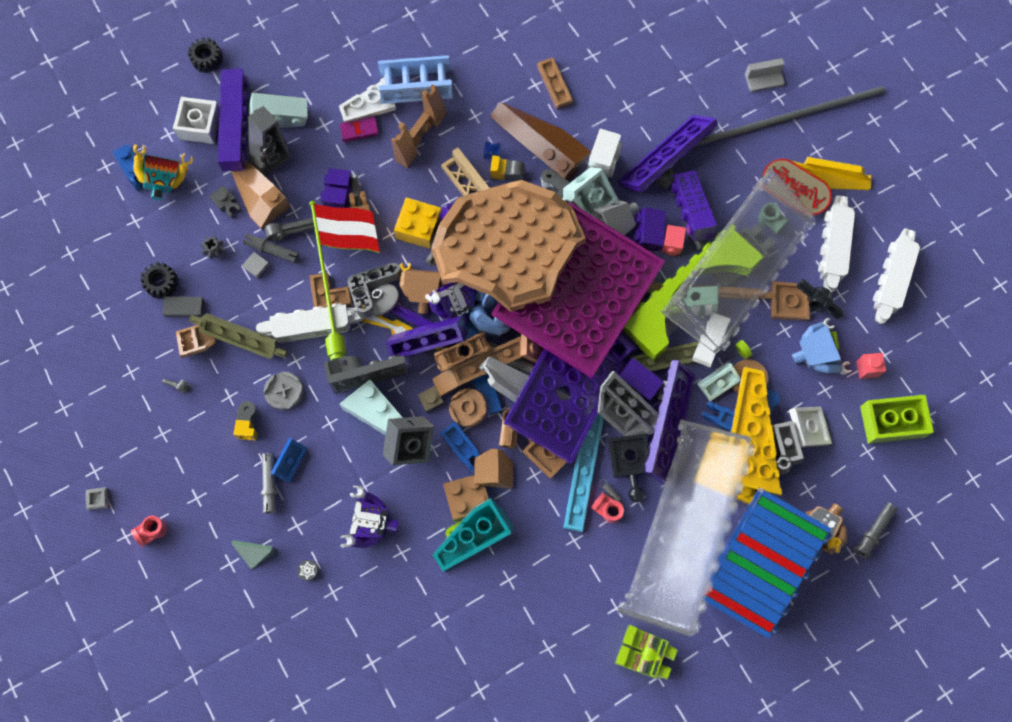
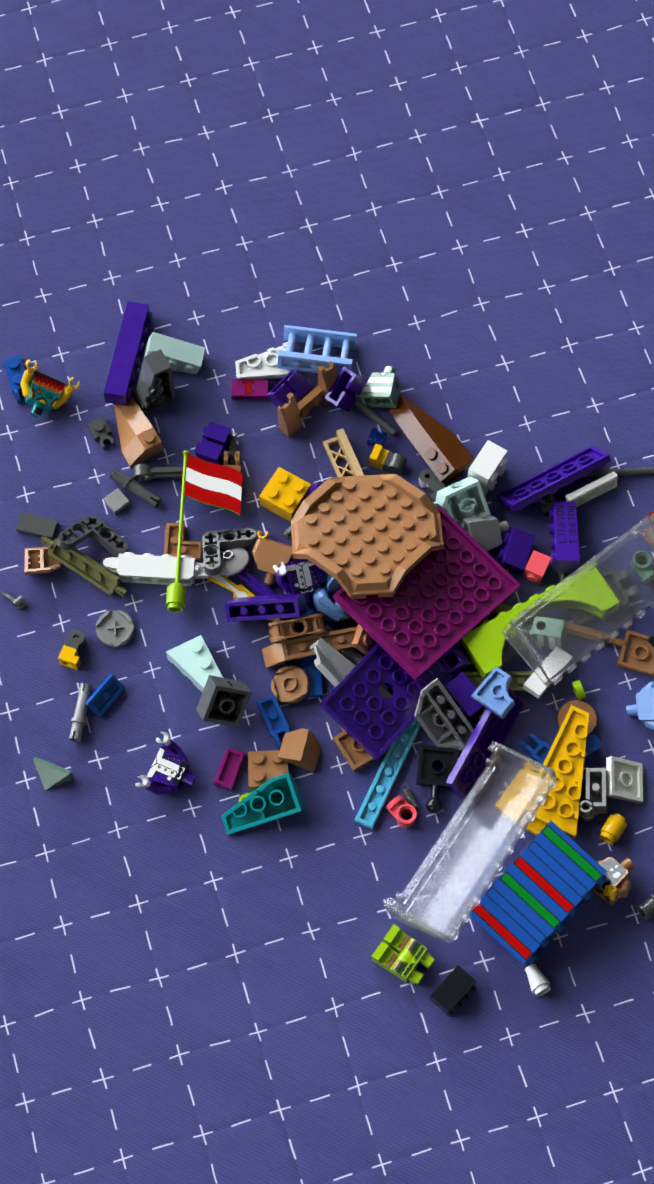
camera: 15 degrees right, 5 degrees down
(154, 271) = (24, 505): black tyre -> none
(197, 120) = (92, 346): white brick -> none
(204, 46) = (115, 273): black tyre -> none
(212, 247) = (78, 474): dark grey gear -> none
(241, 298) = (114, 544): none -> dark grey beam
(307, 570) = (98, 803): dark grey tile -> none
(353, 374) = (186, 627): dark grey plate -> none
(399, 113) = (292, 382): none -> dark purple piece
(429, 504) = (229, 769): none -> magenta tile
(430, 399) = (255, 668): dark tan plate -> none
(451, 108) = (345, 388): none -> dark purple piece
(484, 131) = (376, 418): none -> dark grey bar
(485, 103) = (382, 389): none -> sand green torso
(508, 436) = (322, 720): medium nougat piece -> none
(554, 83) = (458, 383): medium nougat tile -> none
(669, 372) = (494, 693): none -> medium blue tile
(703, 676) = (453, 991): none -> black brick
(707, 155) = (593, 489): none -> white tile
(719, 381) = (545, 716): light aqua slope -> none
(780, 646) = (537, 981): none -> white cone
(811, 477) = (613, 828): none -> yellow brick

